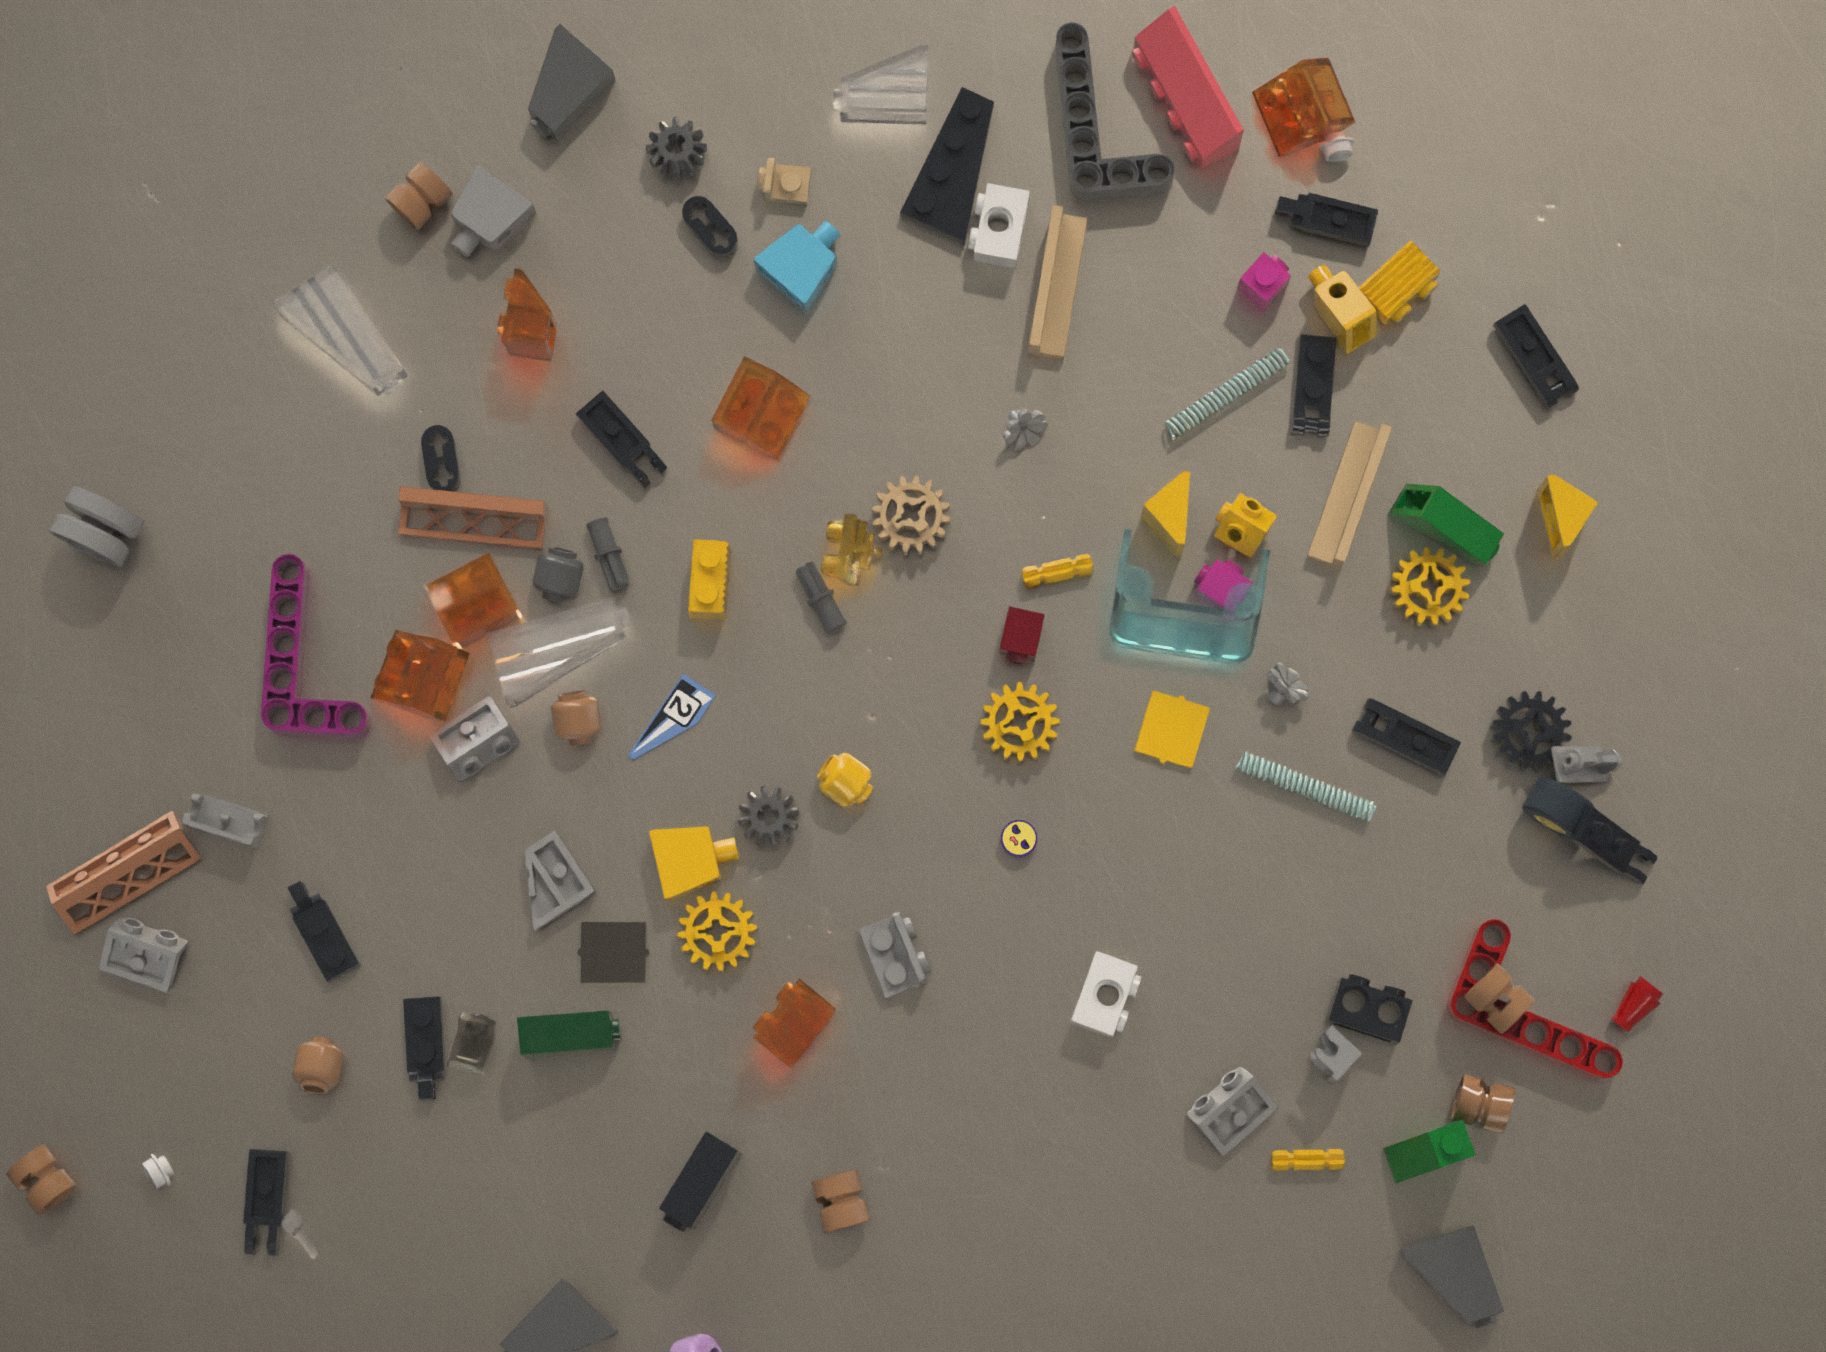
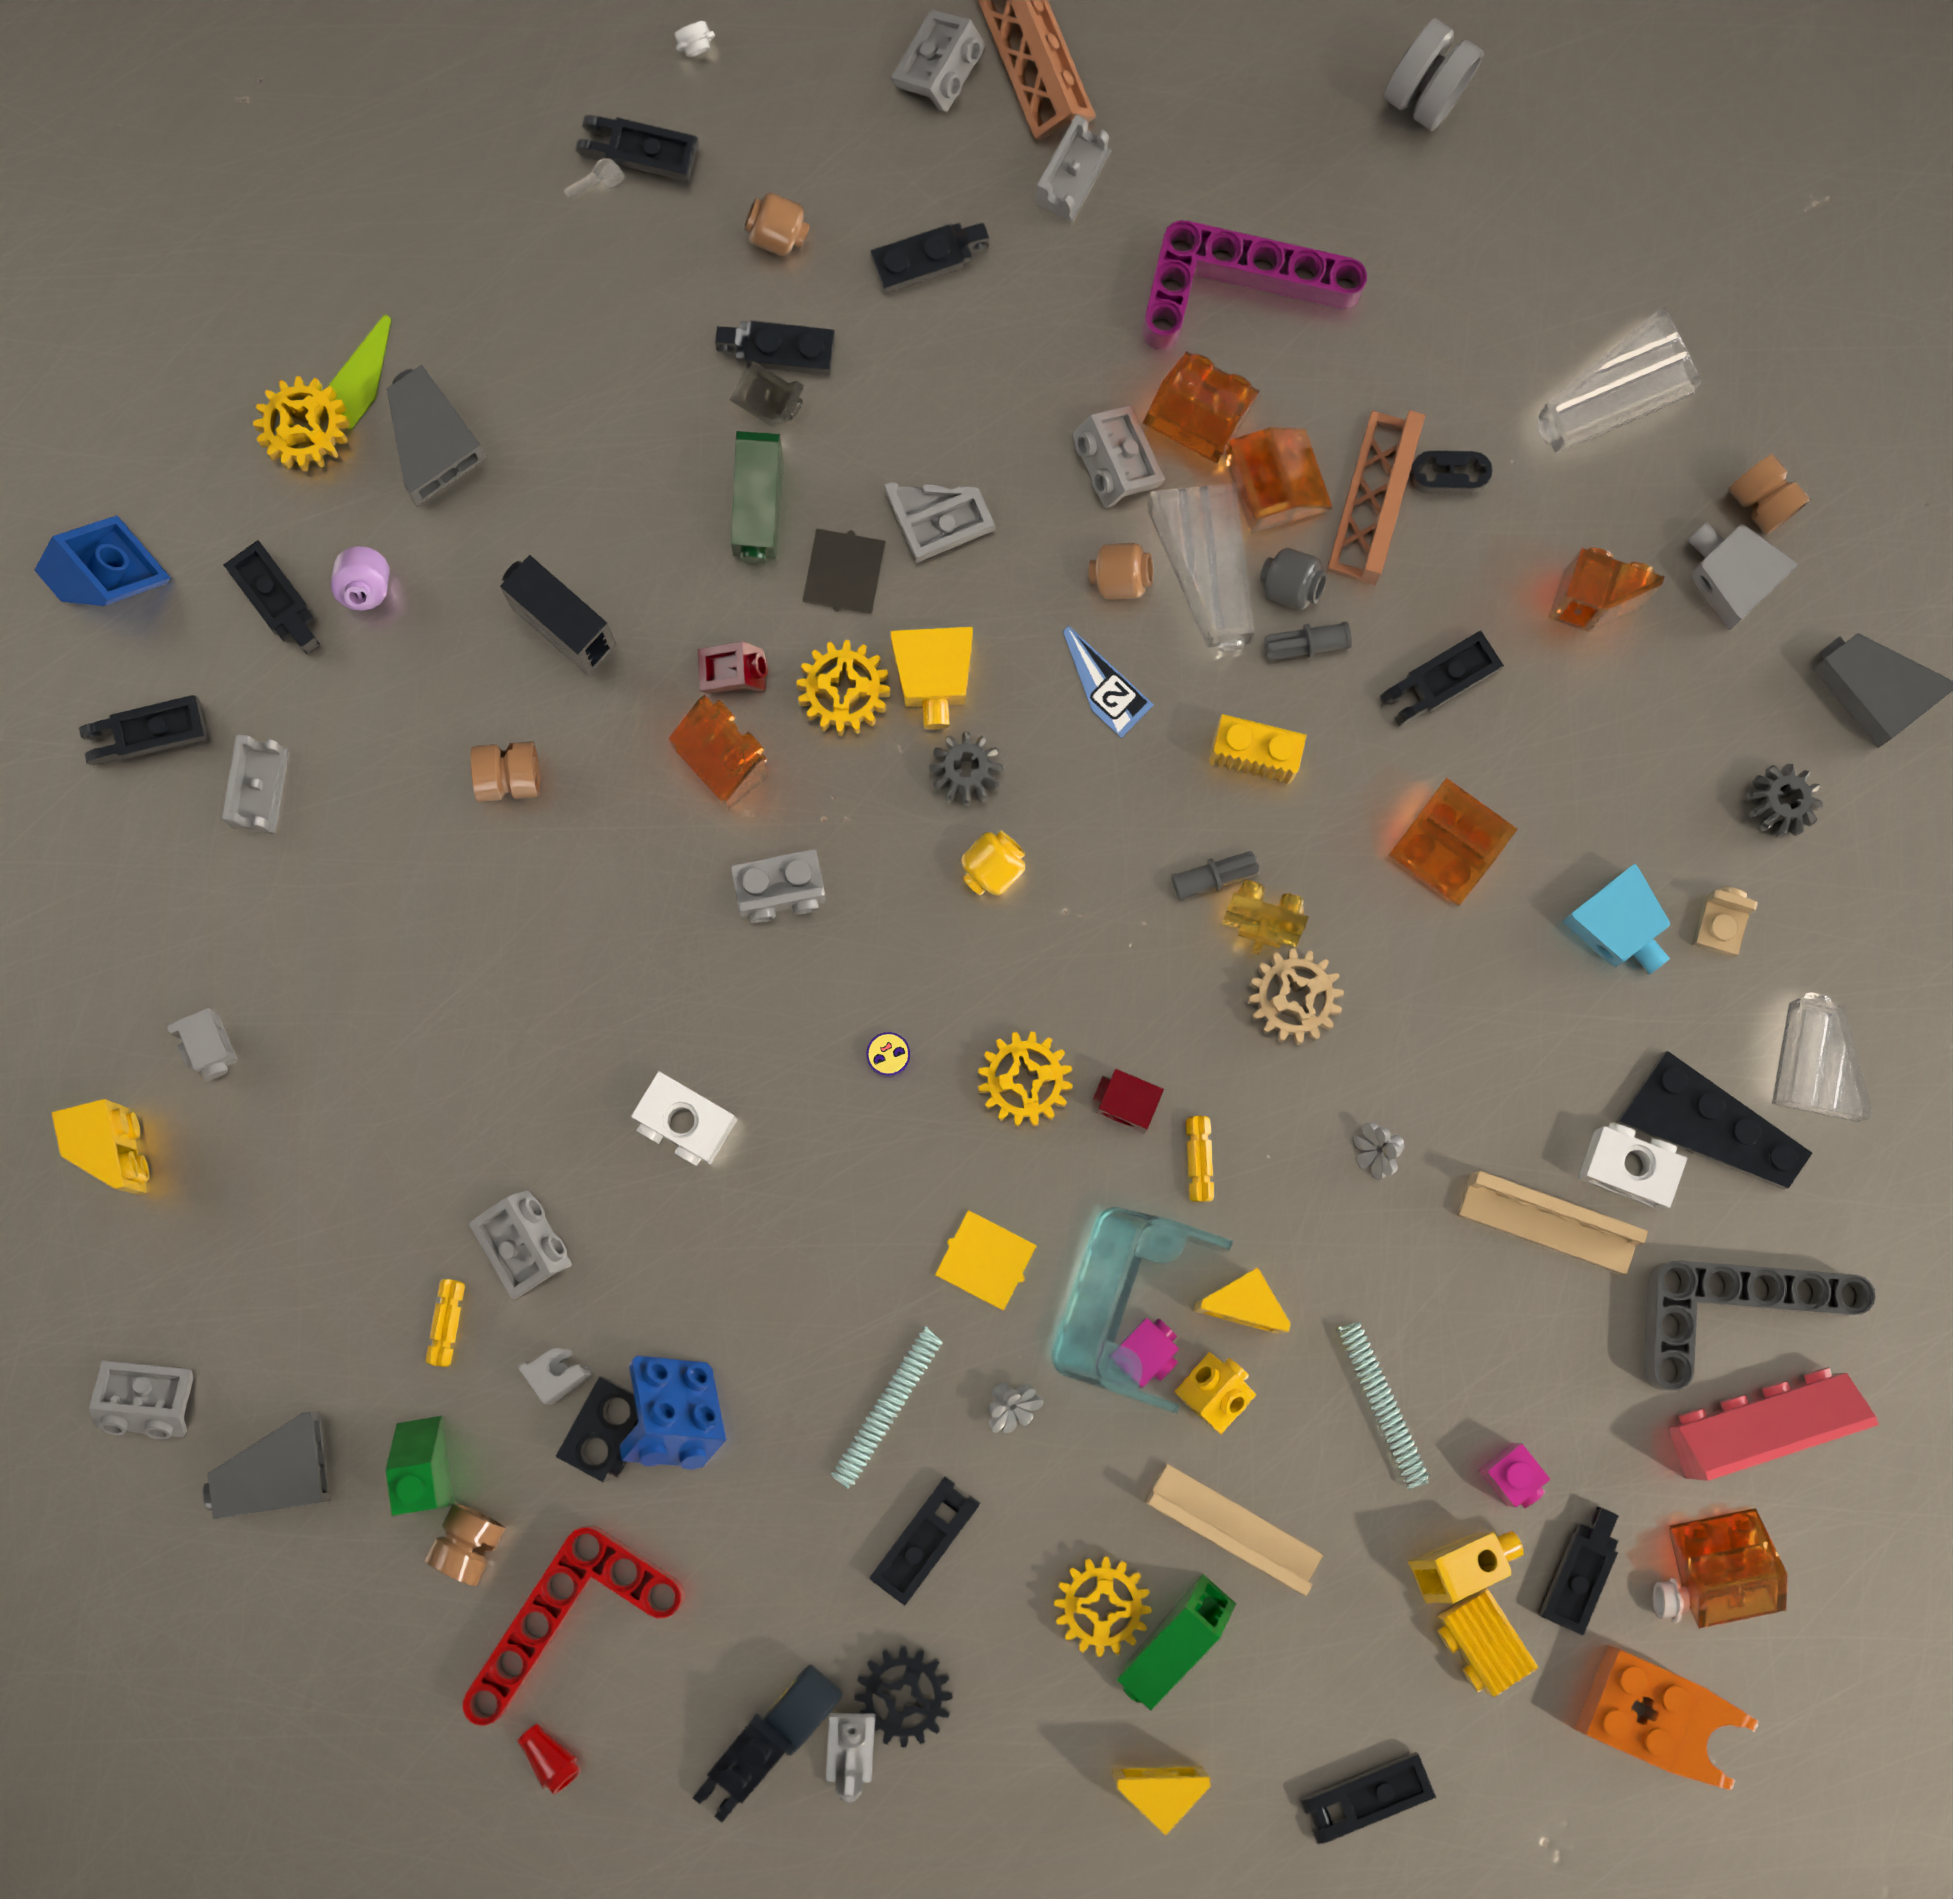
camera: 90 degrees right, 0 degrees up
(716, 222) = (1677, 816): black beam -> none
(716, 1029) = (732, 668): none -> bracket
(1314, 384) = (1377, 1513): black plate -> none
(1346, 950) = (675, 1414): none -> blue bracket
(1433, 131) = (1675, 1721): none -> orange brick
(1489, 989) = (592, 1576): medium nougat wheel -> none

